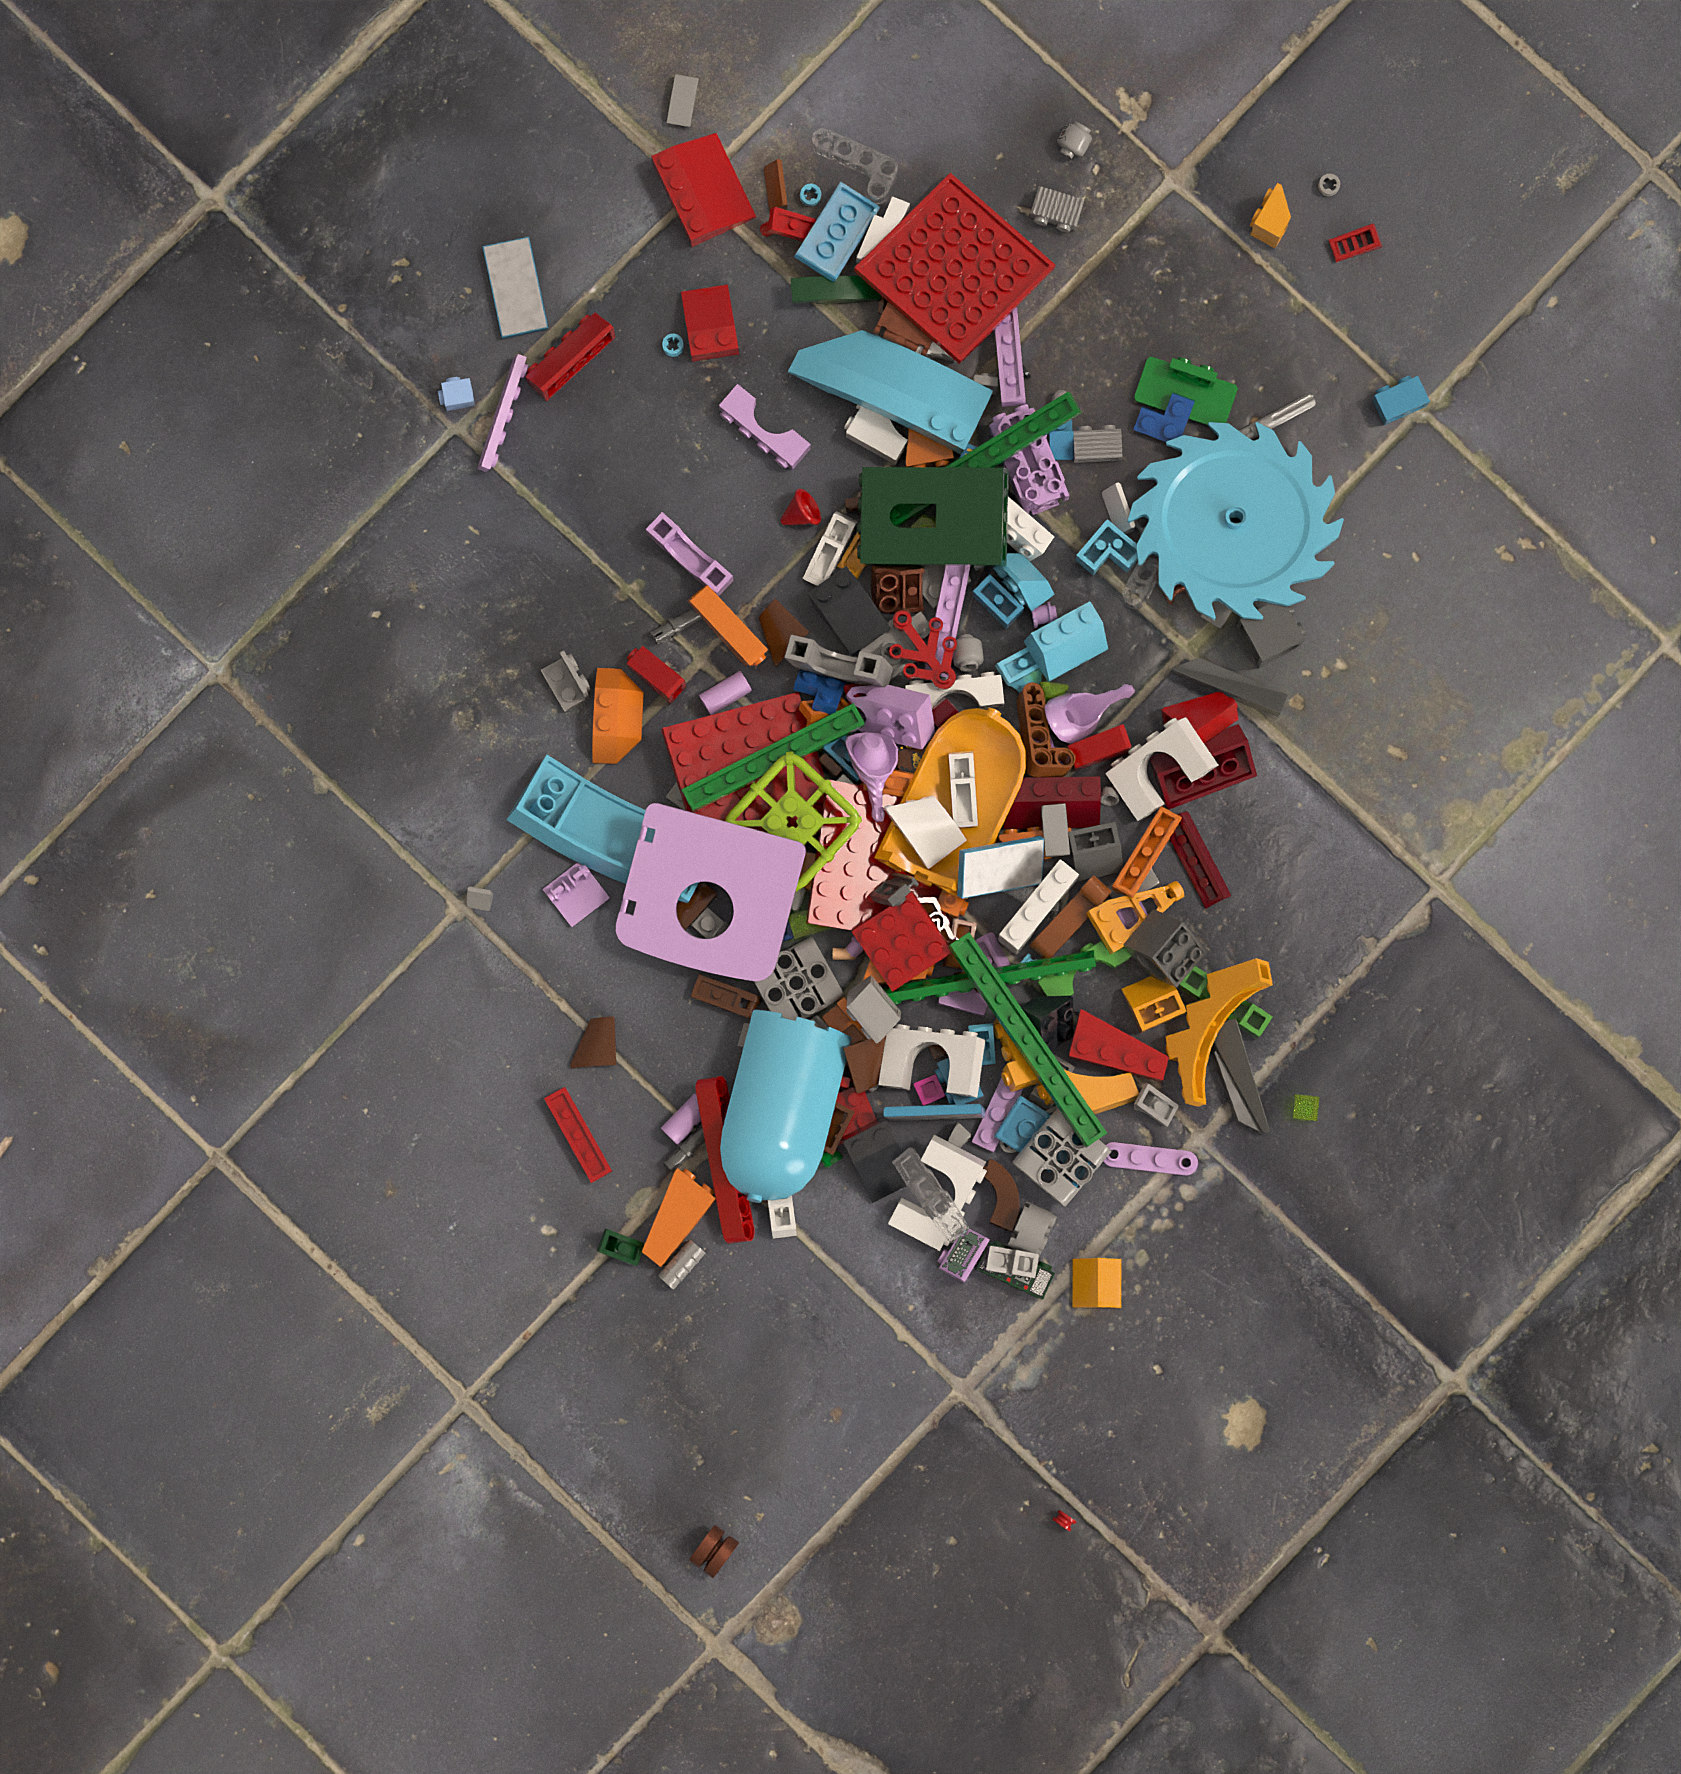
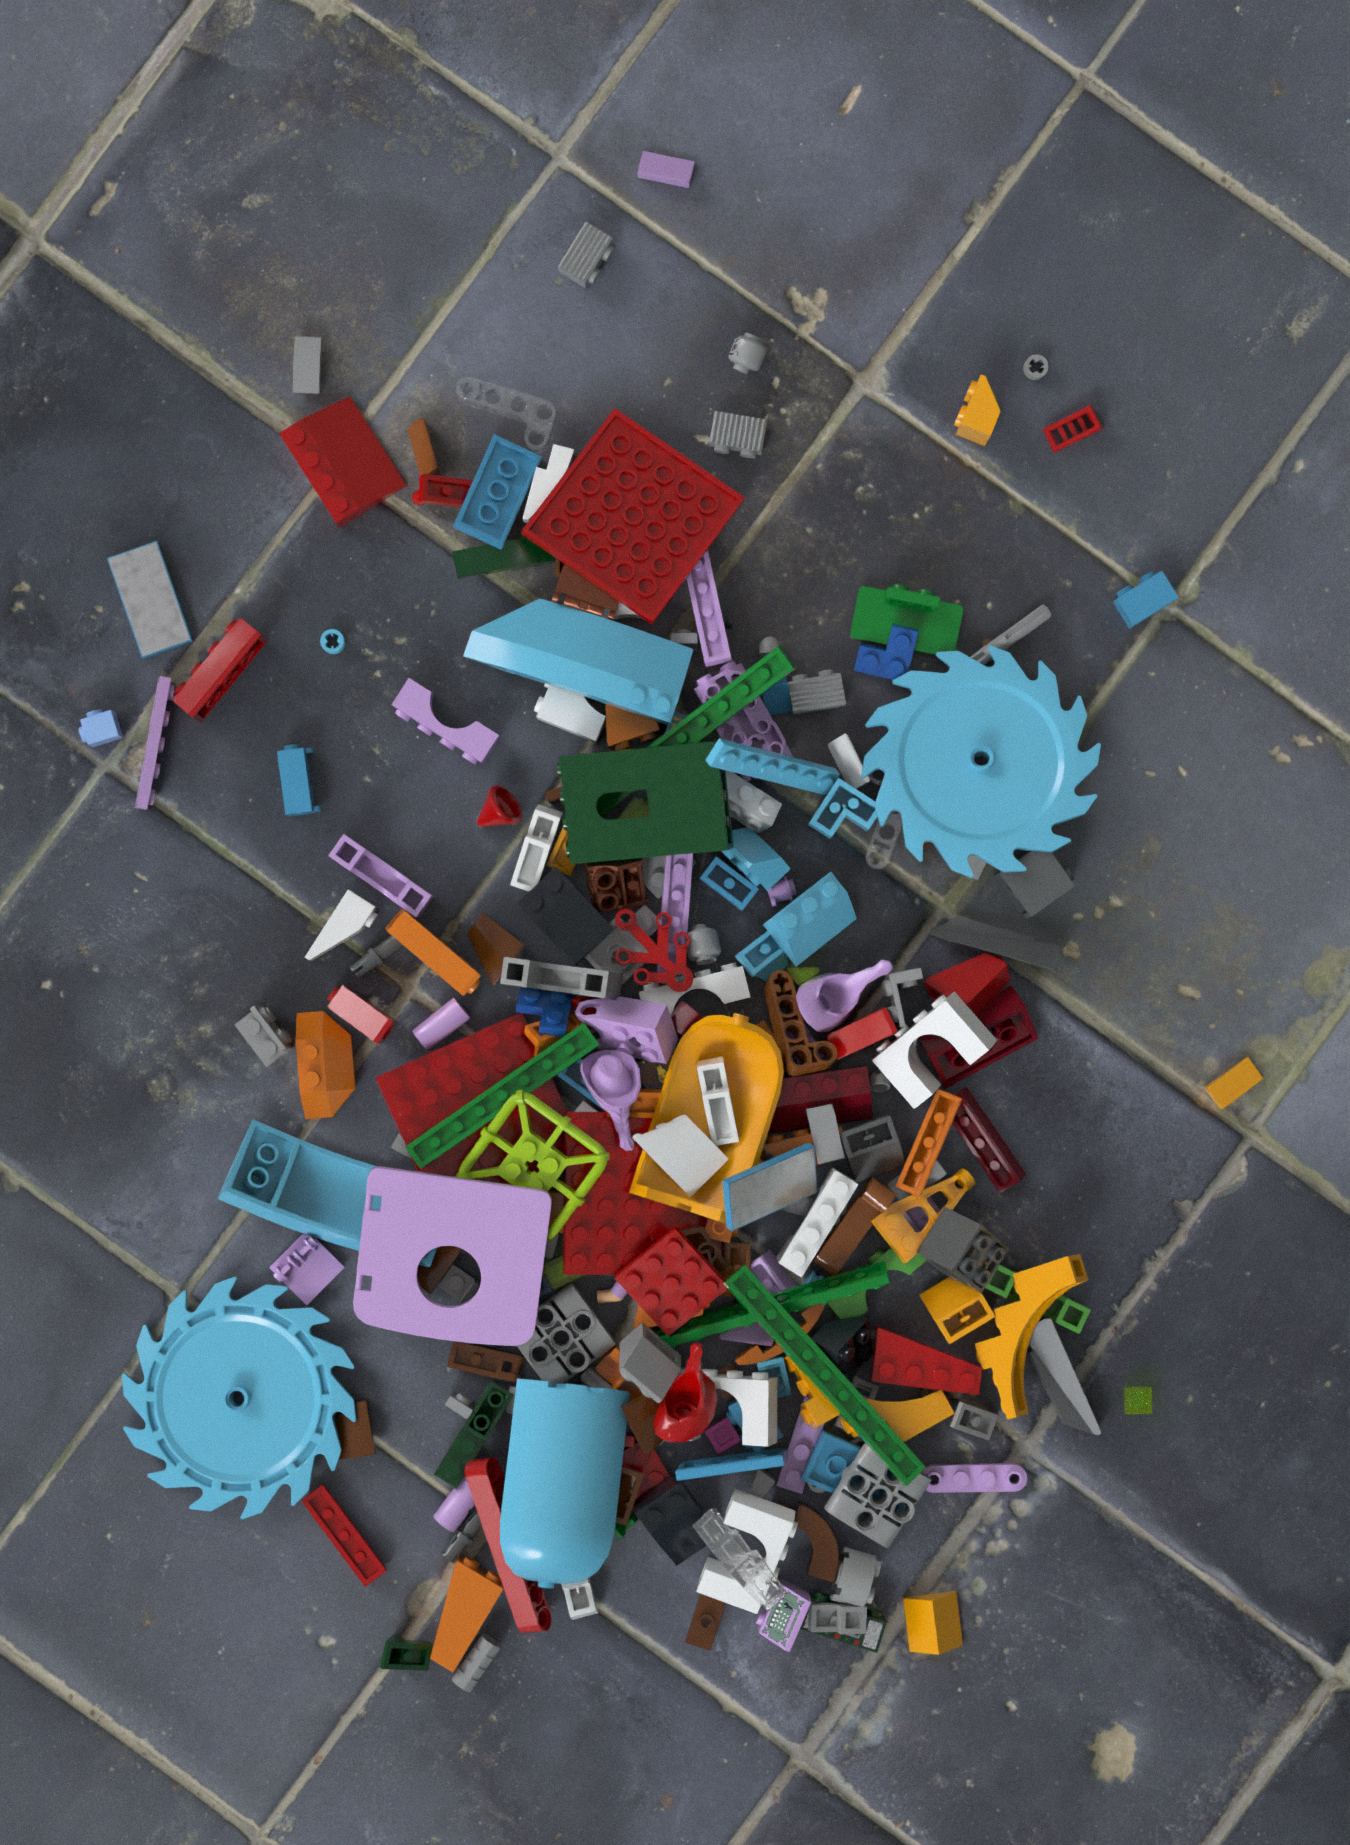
camera: 10 degrees left, 5 degrees up
(479, 898) = (199, 1286): light grey slope -> none
(511, 1041) = (192, 1408): none -> medium azure piece
(625, 462) = (296, 780): none -> dark azure brick
(652, 592) = (346, 921): none -> white slope
(698, 1031) = (460, 1404): none -> light grey plate
(706, 1059) = (473, 1434): none -> dark green slope
(710, 323) = (370, 611): red slope -> none
(808, 188) = (459, 445): medium azure bush -> none
(830, 765) = (567, 1090): reddish brown tile -> none
(892, 1254) = (705, 1622): none -> reddish brown plate
(893, 891) = (655, 1228): dark grey plate -> none
(903, 1047) = (692, 1390): none -> red hat
(942, 37) = (586, 255): none -> light grey brick
(1021, 993) = (755, 1354): none -> orange slope
(1049, 499) = (772, 766): none -> medium azure plate
(1144, 705) = (905, 979): none -> light grey bracket
(1427, 838) = (1233, 1083): none -> light orange slope

